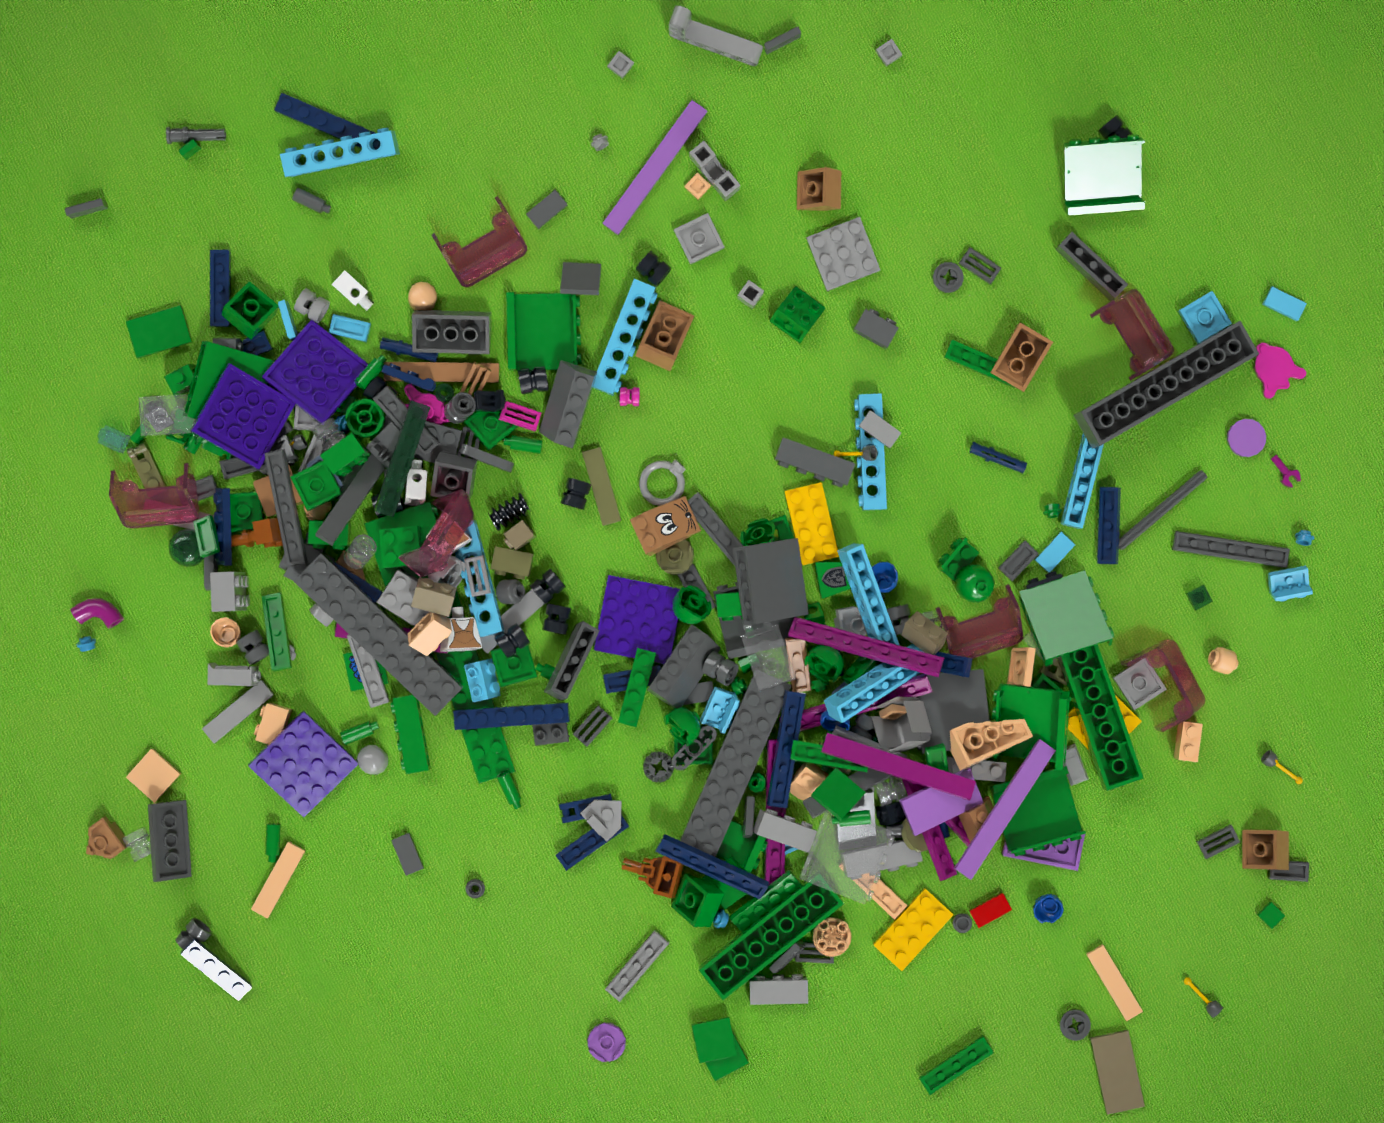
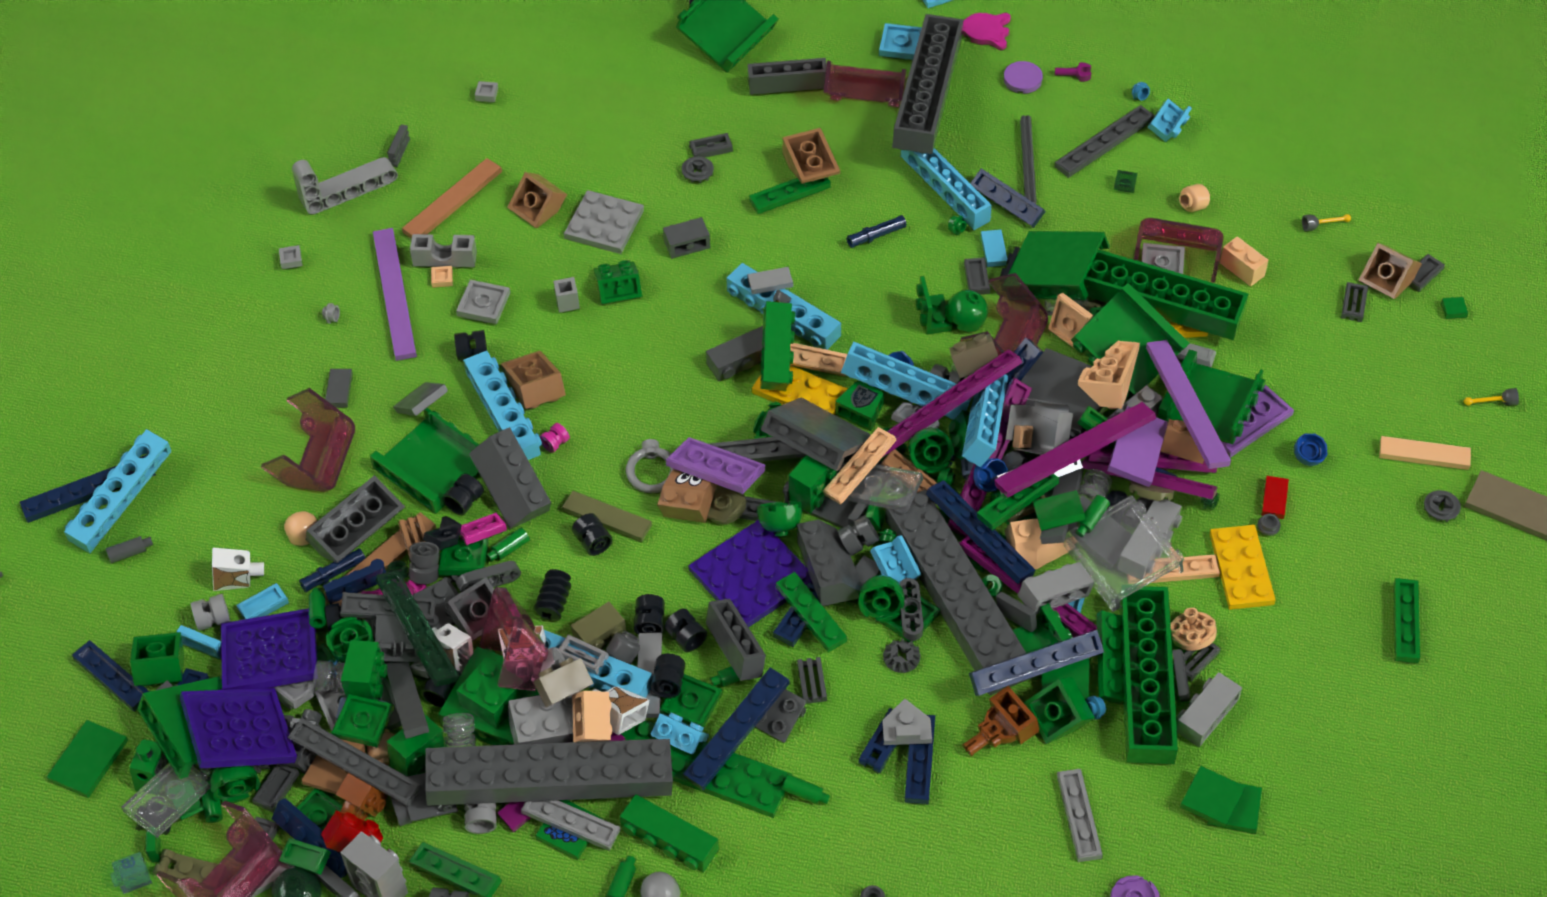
camera: 50 degrees left, 35 degrees down
(241, 553) = (345, 827): none -> red brick
(519, 535) = (581, 596): dark tan brick -> none
(691, 531) = (715, 465): none -> medium lavender tile
(770, 126) = (453, 198): none -> nougat tile
(772, 630) = (859, 465): none -> light nougat tile
(821, 488) = (776, 346): none -> green brick
(838, 507) = (818, 359): none -> light nougat tile

